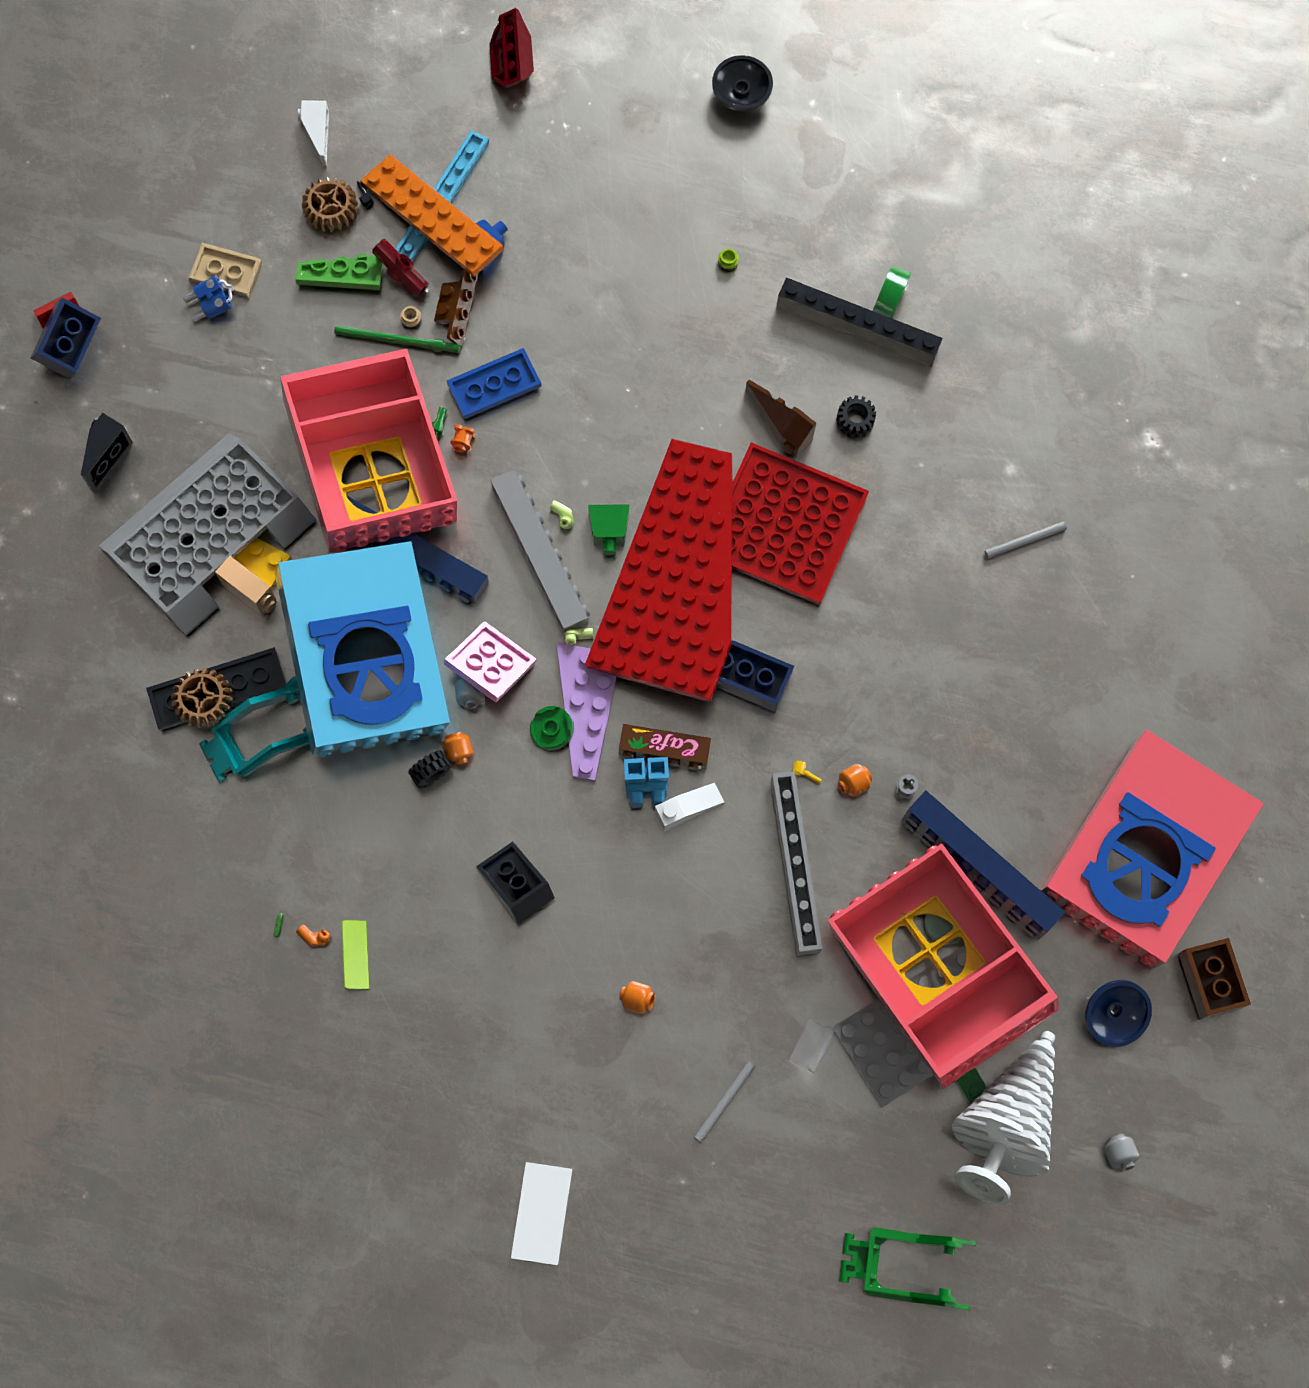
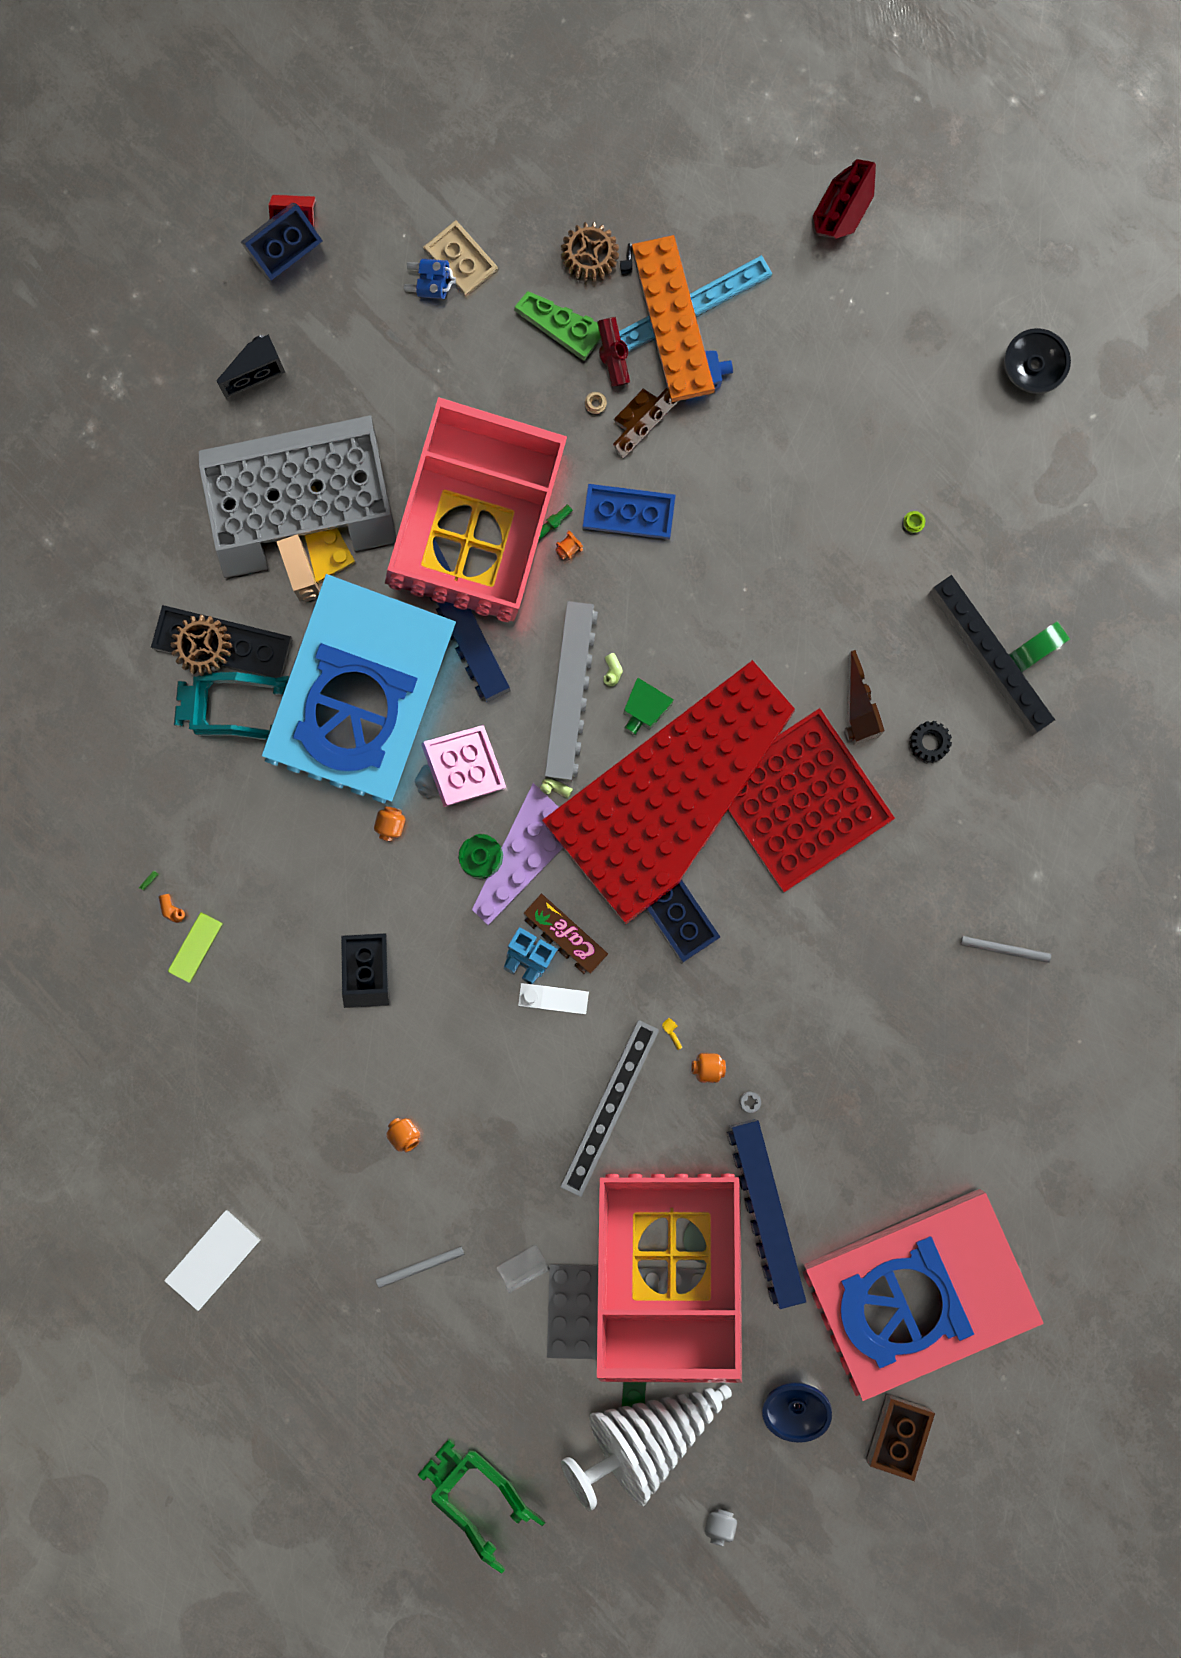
camera: 35 degrees right, 10 degrees up
(315, 119) = (627, 161): white slope -> none
(429, 769) = (353, 828): black tyre -> none
(437, 345) = (602, 444): green bar -> none

